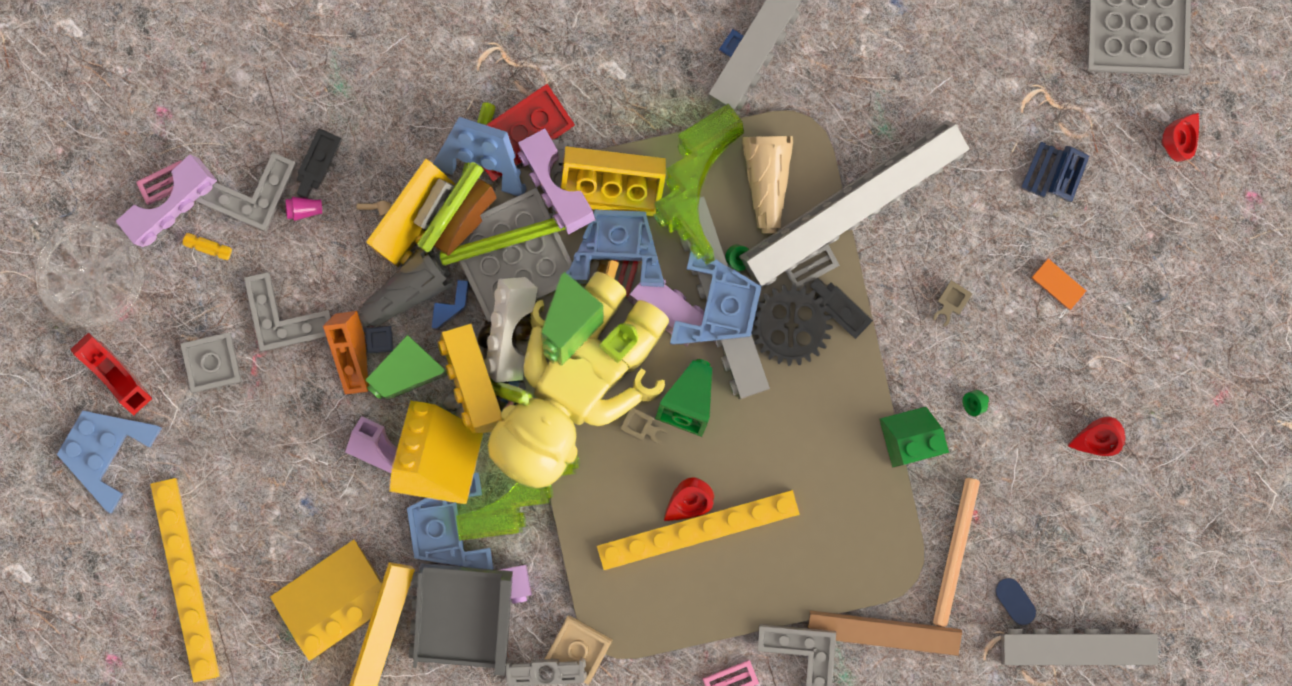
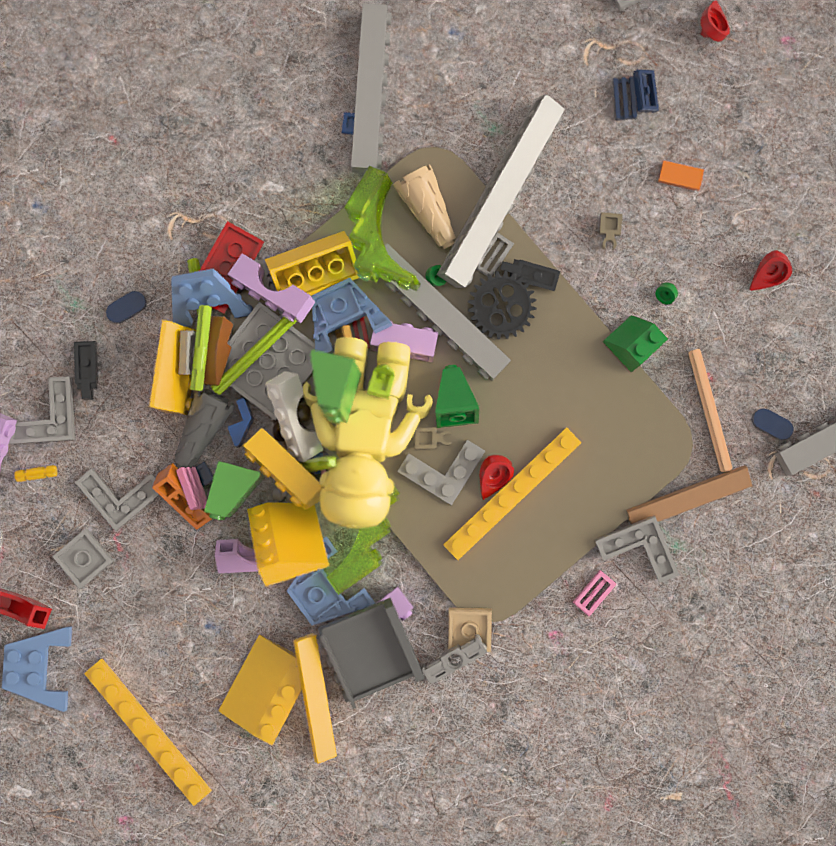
camera: 25 degrees left, 0 degrees up
(301, 208) = (92, 407): dark pink cone -> none
(364, 348) = (192, 487): none -> bright pink tile
(382, 206) = (149, 376): tan hand -> none
(392, 119) = (126, 307): none -> dark blue tile
(634, 486) = (442, 486): none -> light grey plate
(728, 309) = (449, 316): medium blue wing -> none

